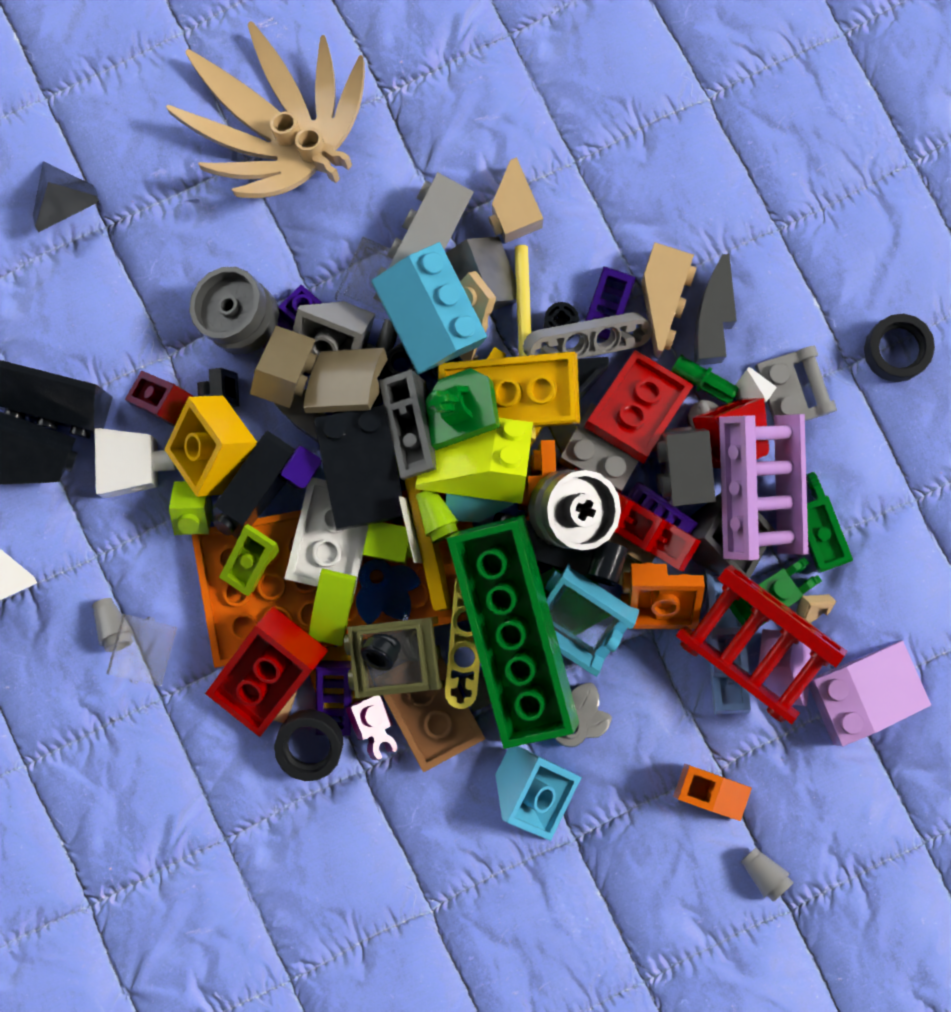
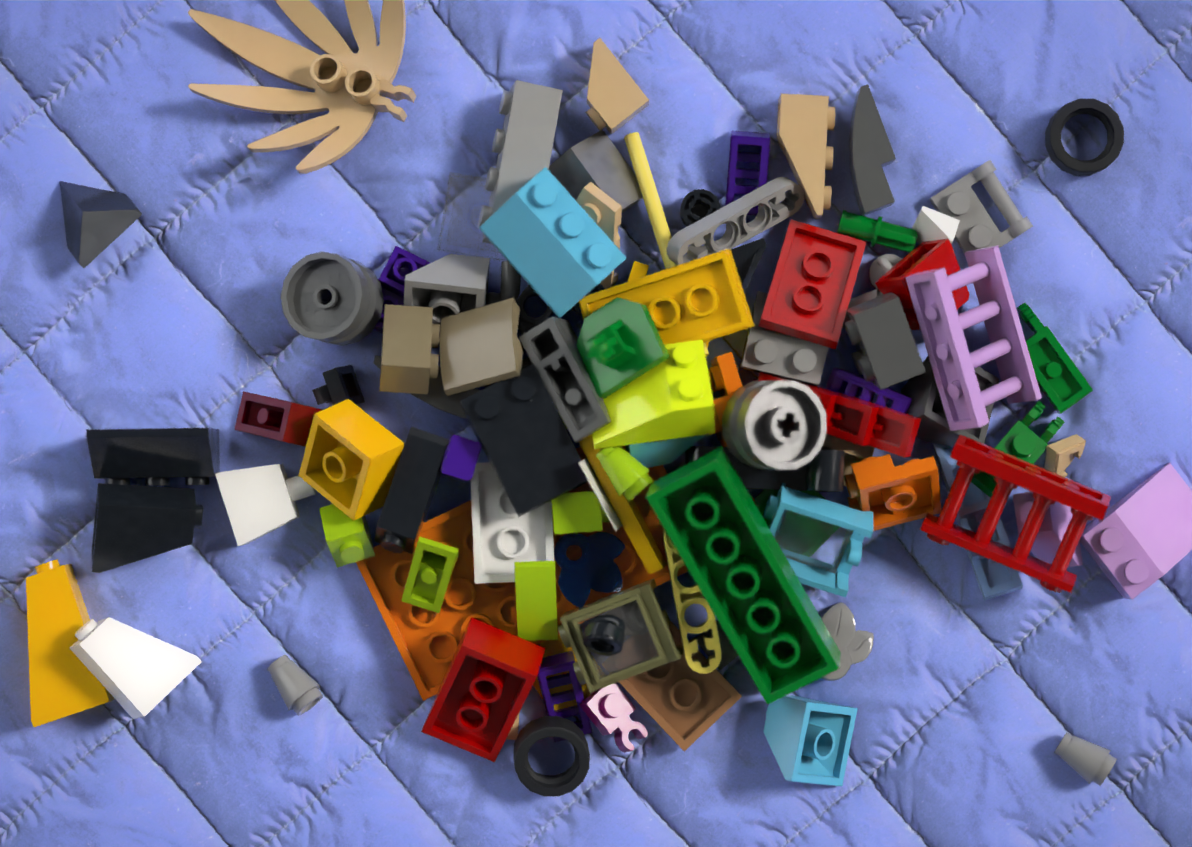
camera: 20 degrees left, 5 degrees up
(141, 650) = (337, 703): clear piece -> none
(712, 792) = (1004, 686): orange slope -> none

